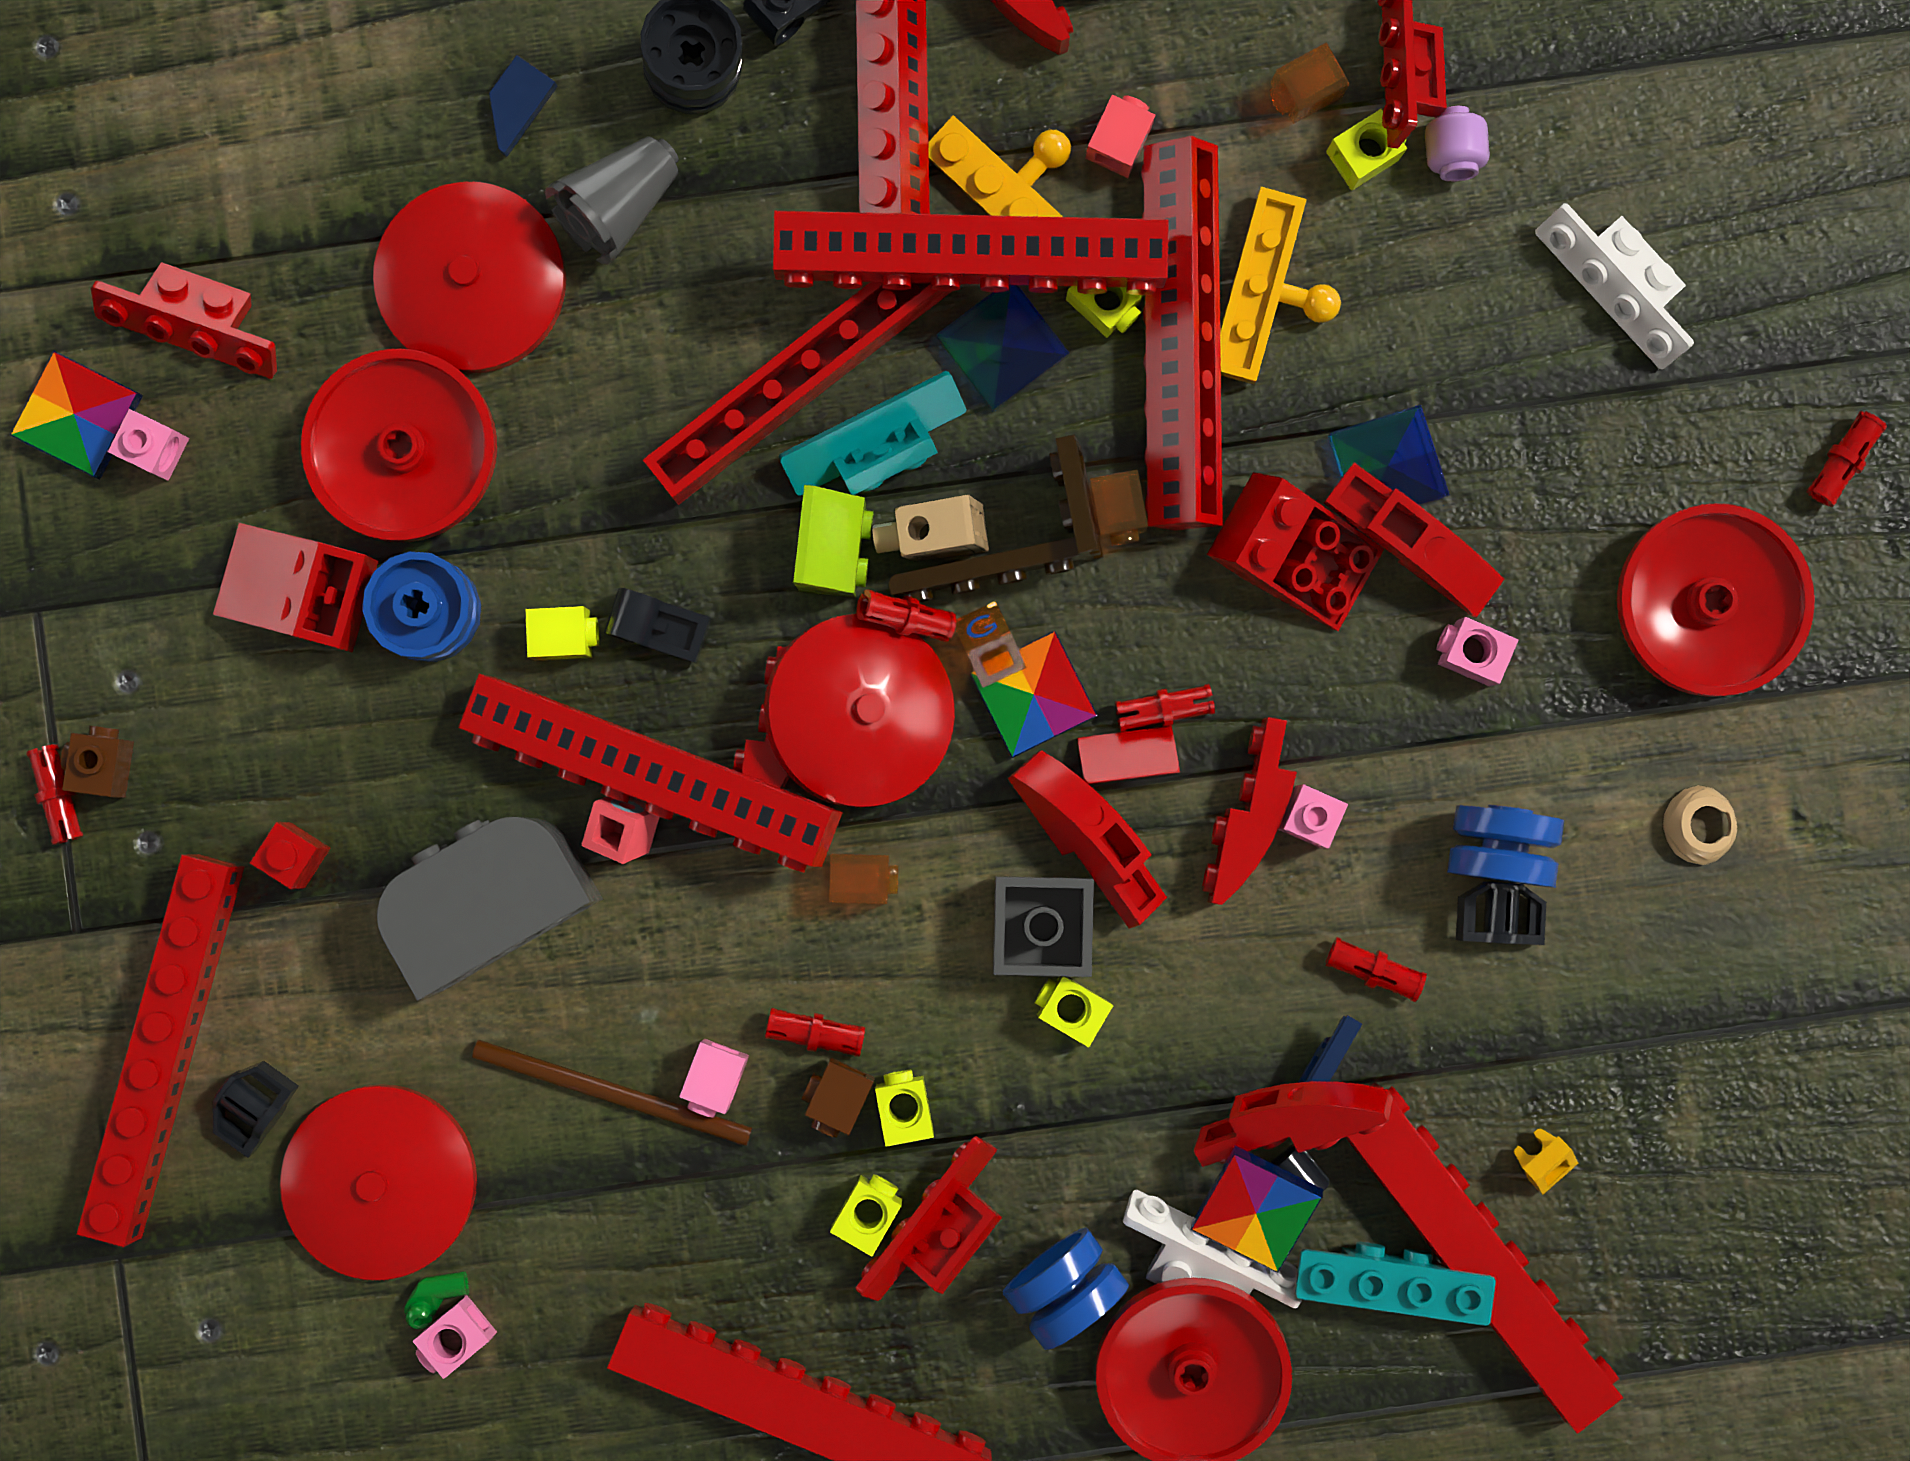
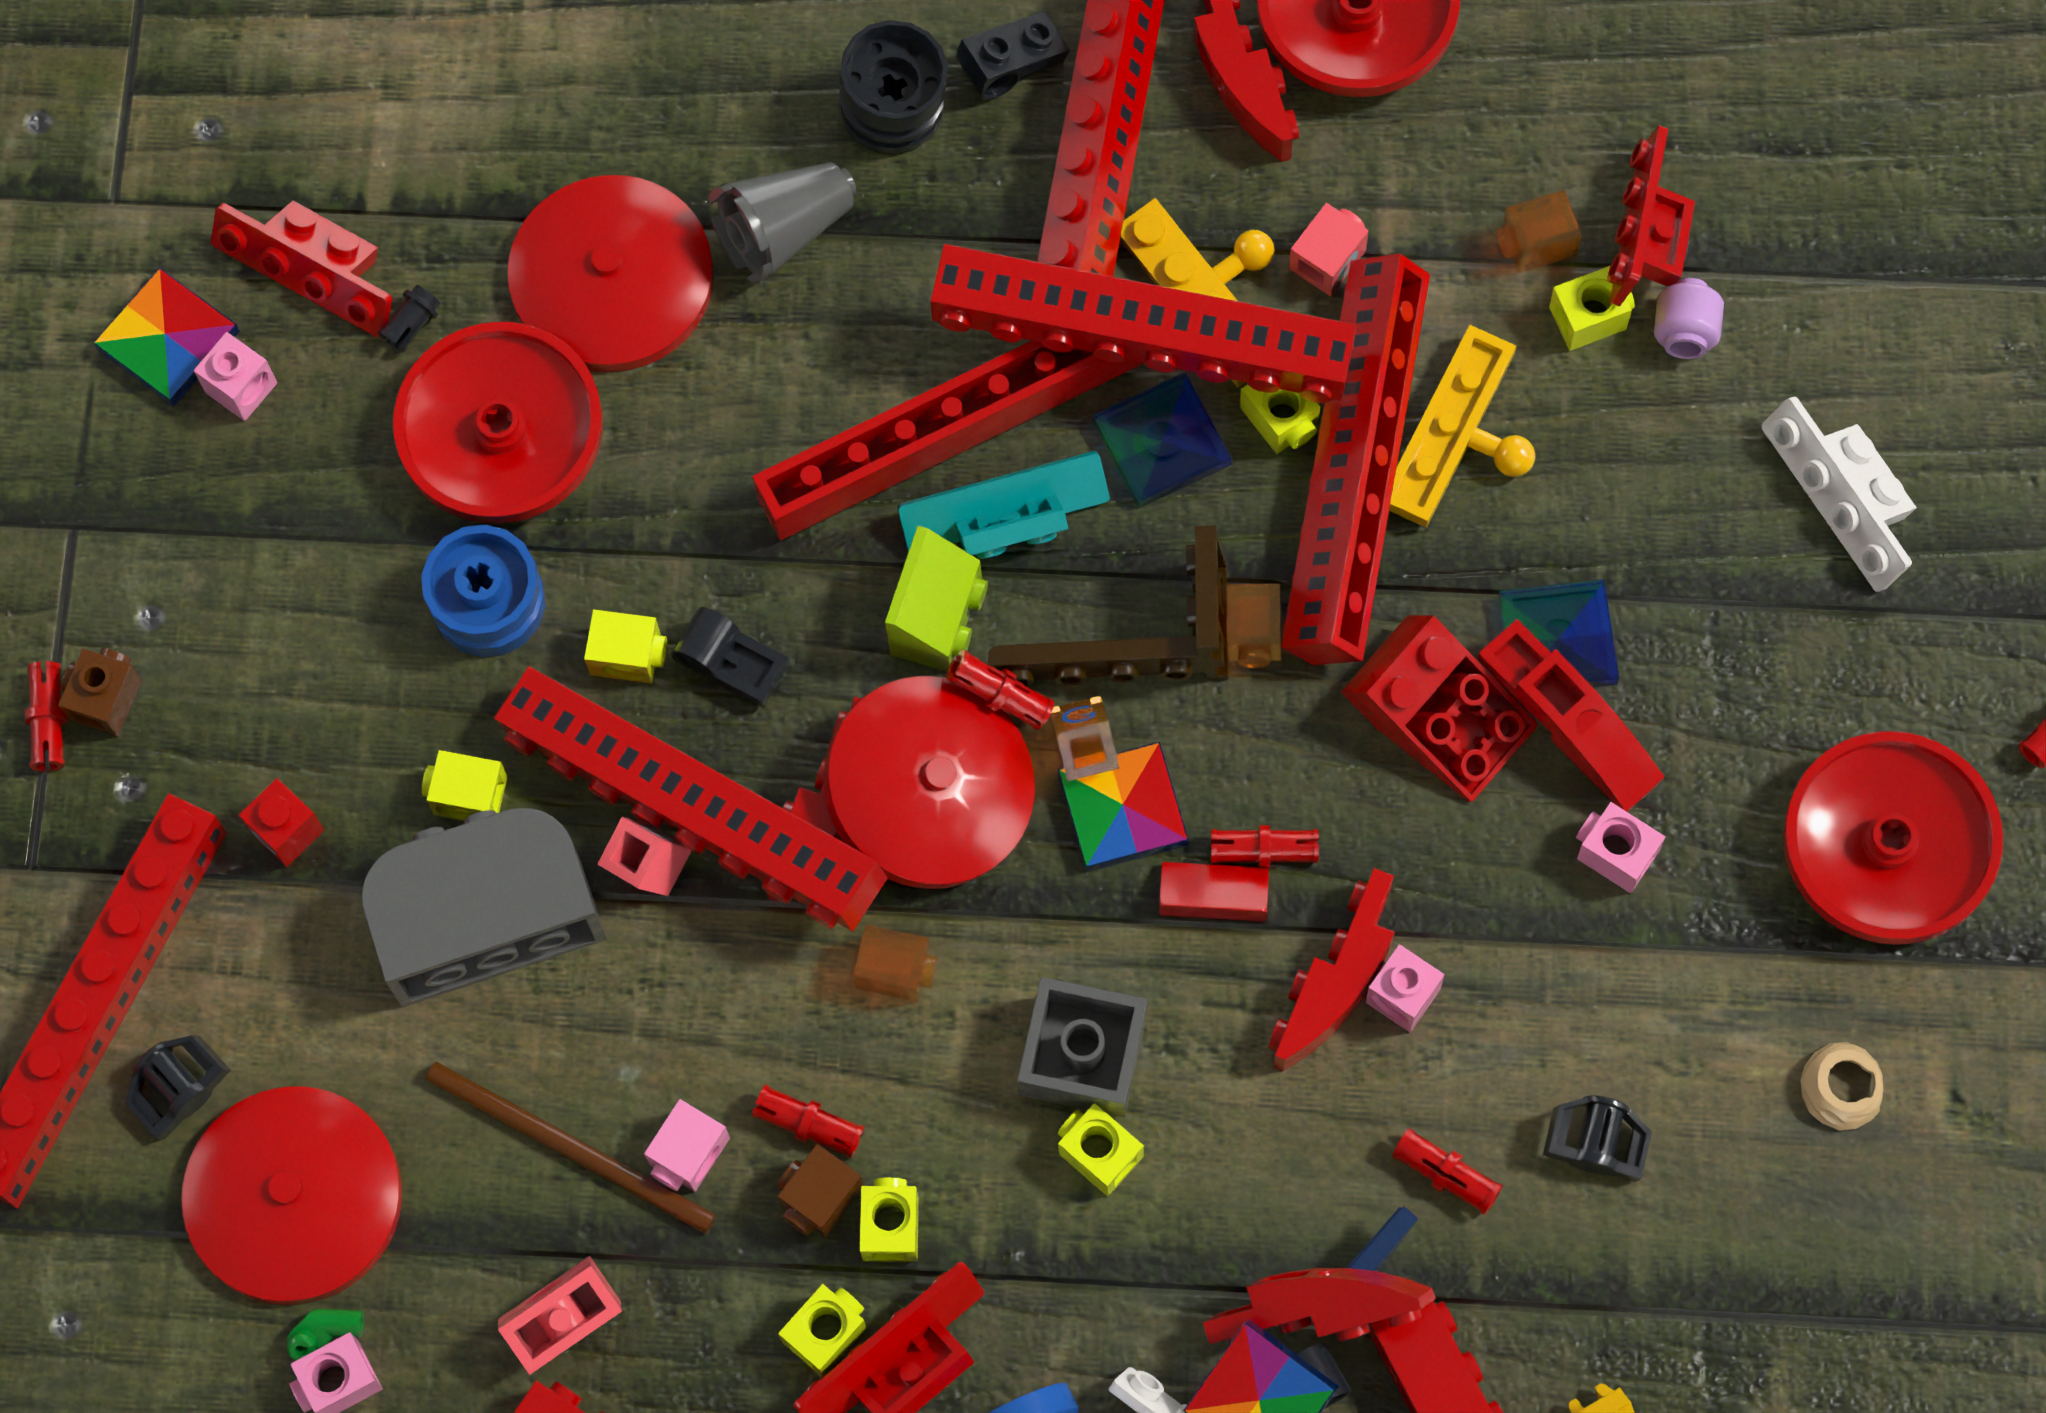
camera: 20 degrees right, 15 degrees down
(295, 356) = (409, 318): none -> black pin
(295, 586) = (354, 547): slope -> none
(446, 791) = (463, 785): none -> neon yellow brick
(517, 101) = (701, 107): dark blue tile -> none
(636, 1250) = (559, 1315): none -> coral brick
(954, 529) = (1050, 607): tan torso -> none
(1088, 825) = (1153, 948): red slope -> none
(1505, 845) = (1613, 1052): blue wheel -> none

